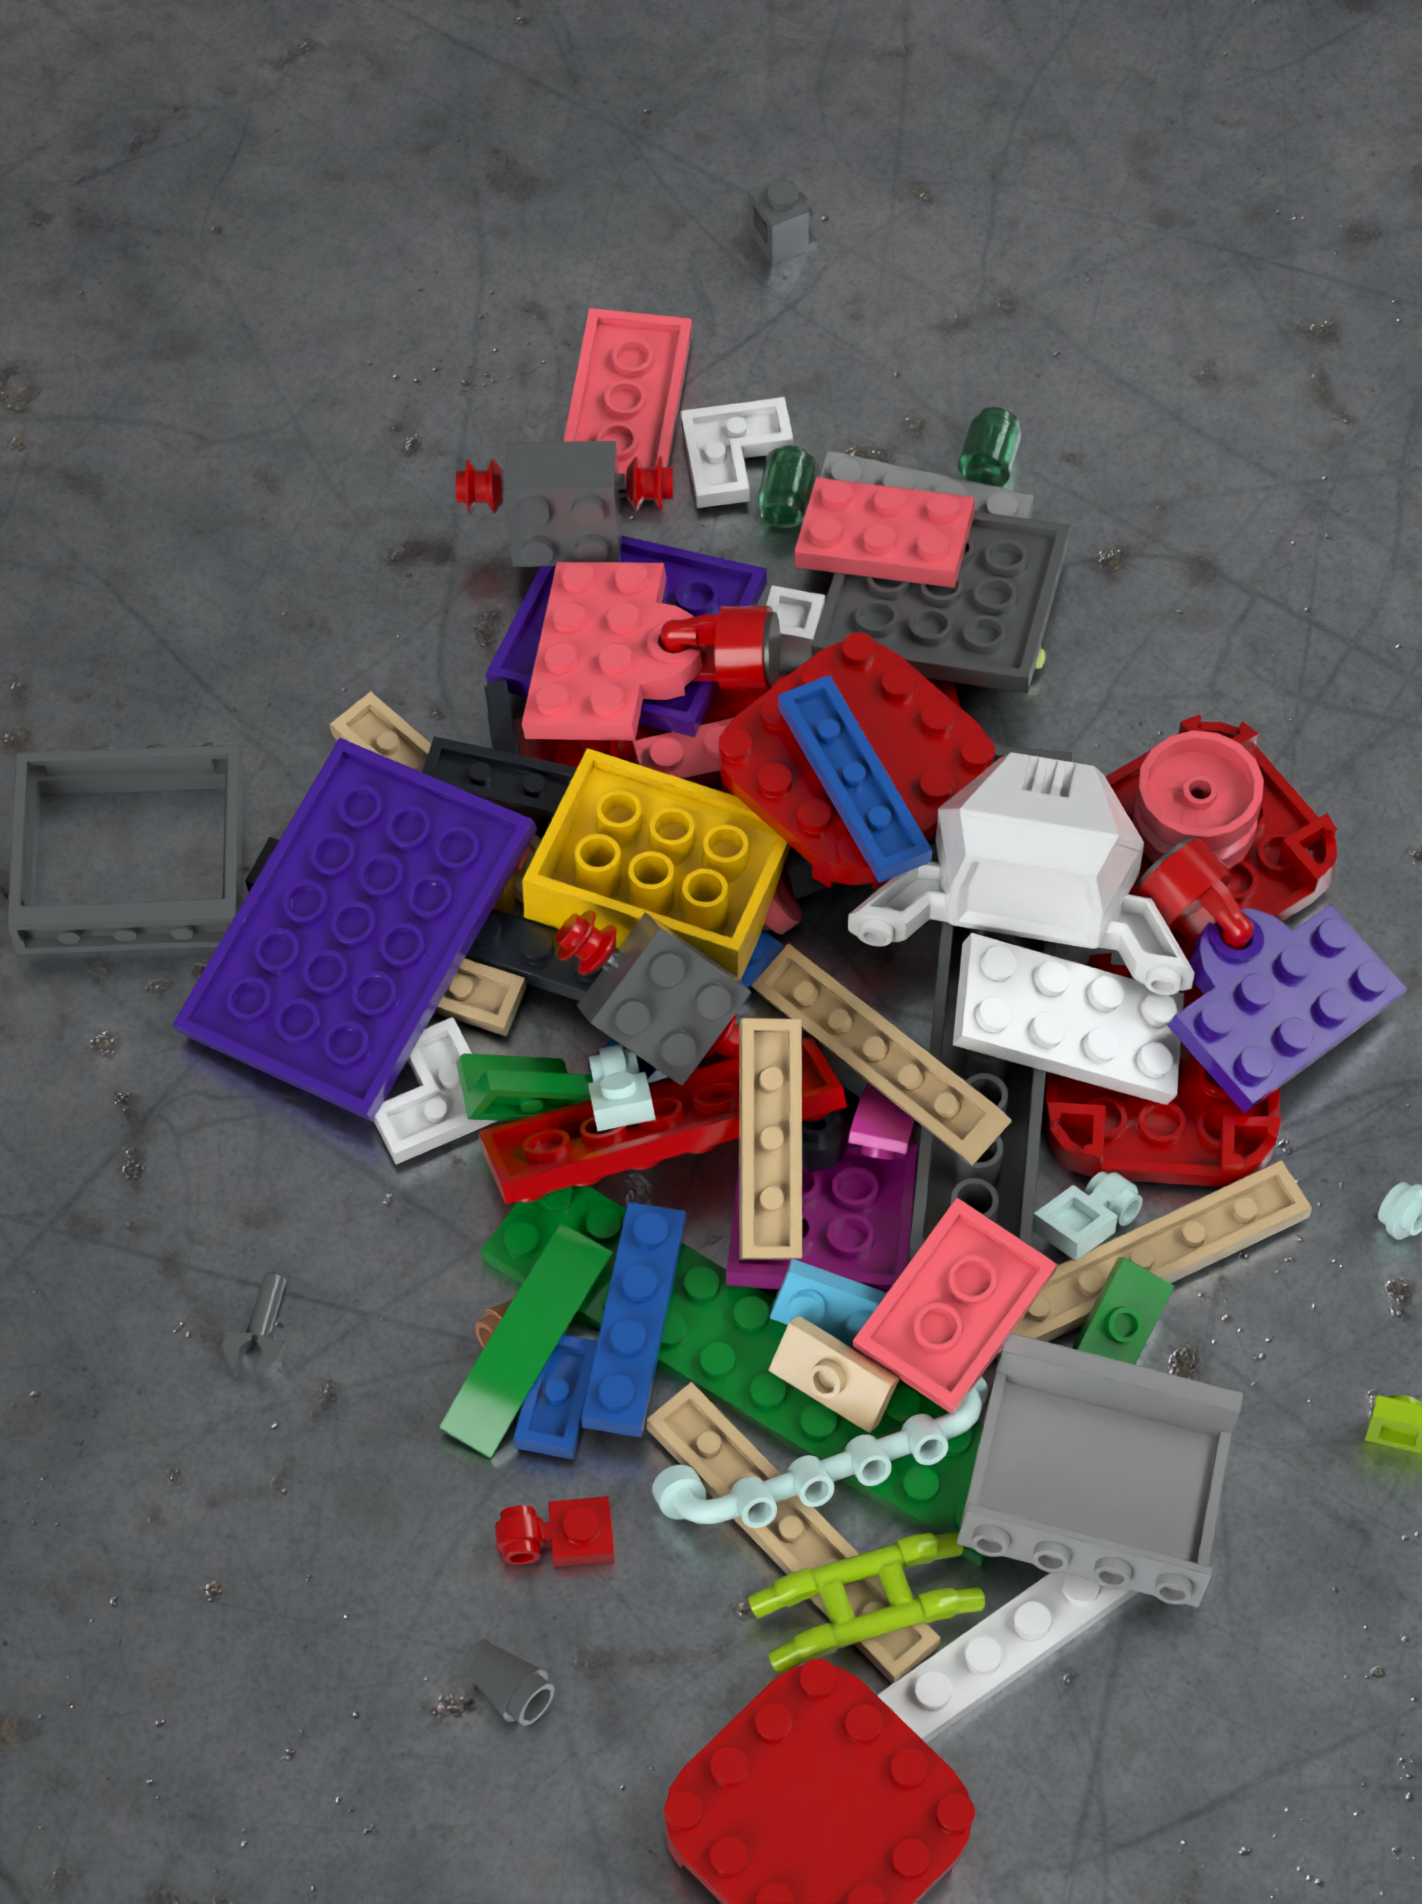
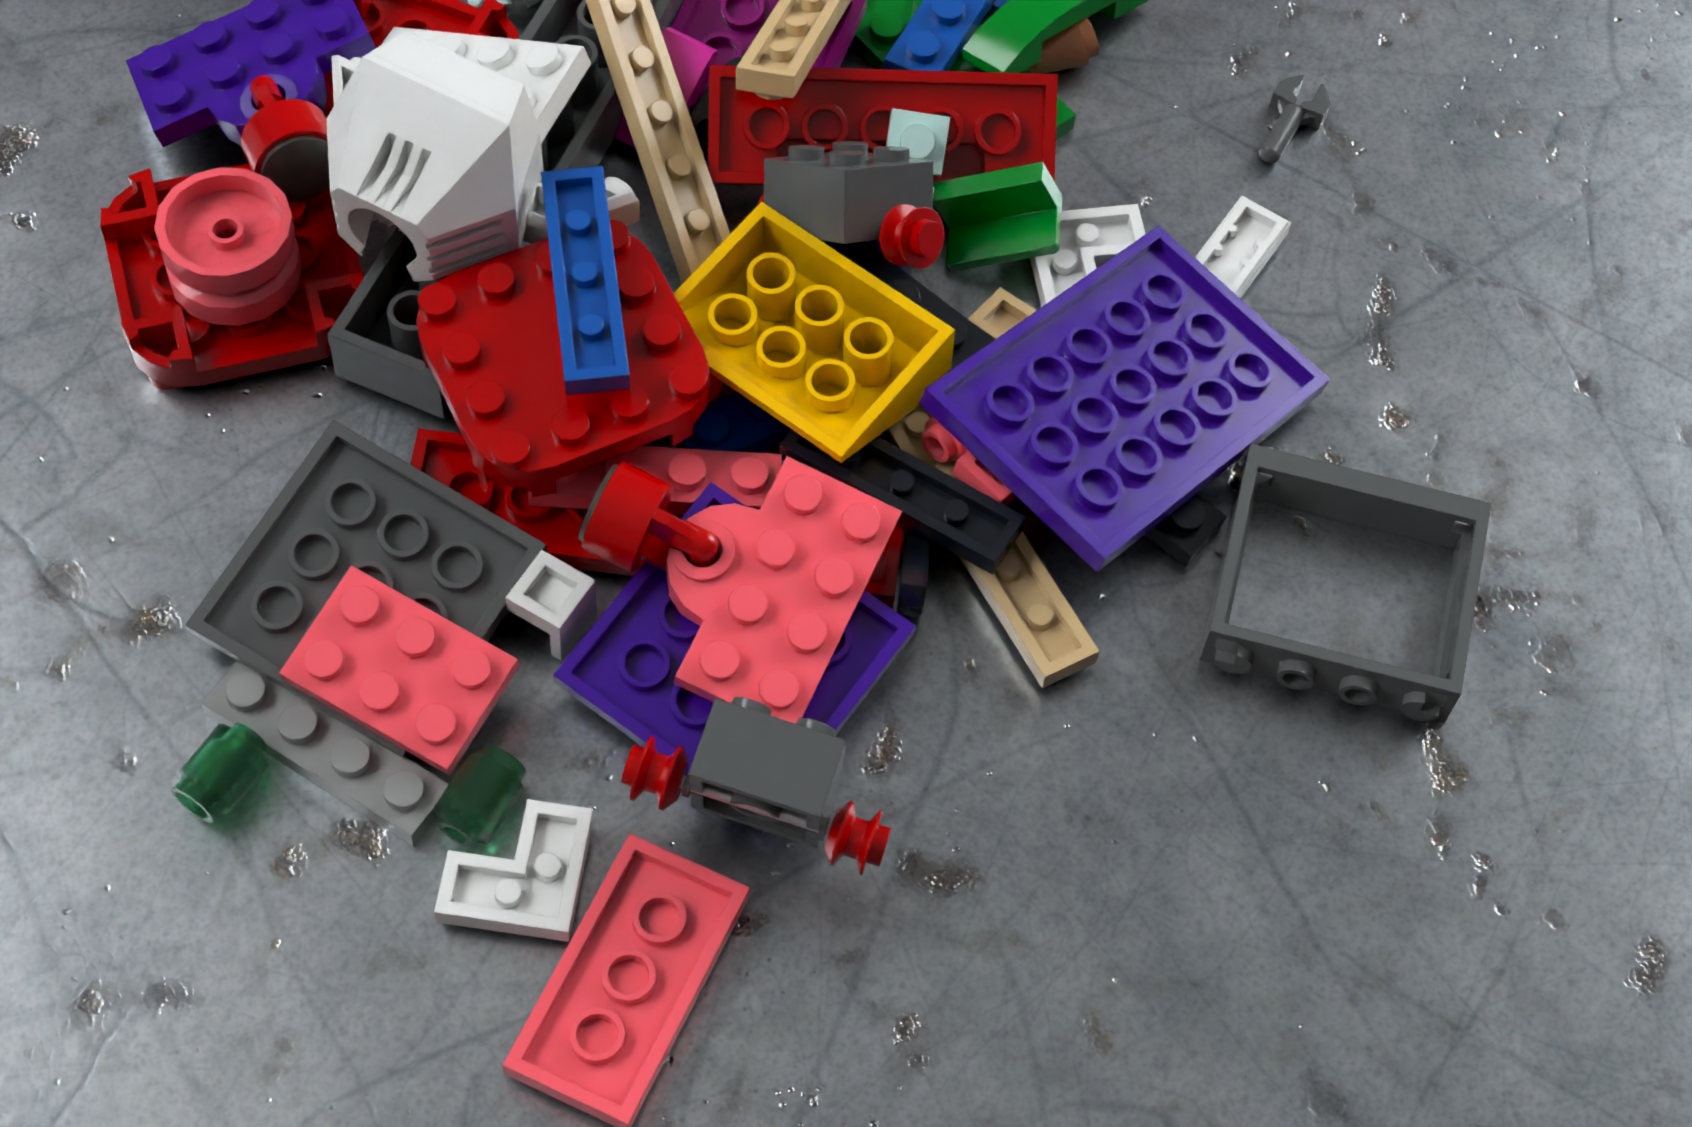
camera: 170 degrees left, 0 degrees up
(285, 1146) = (1243, 244): none -> white plate

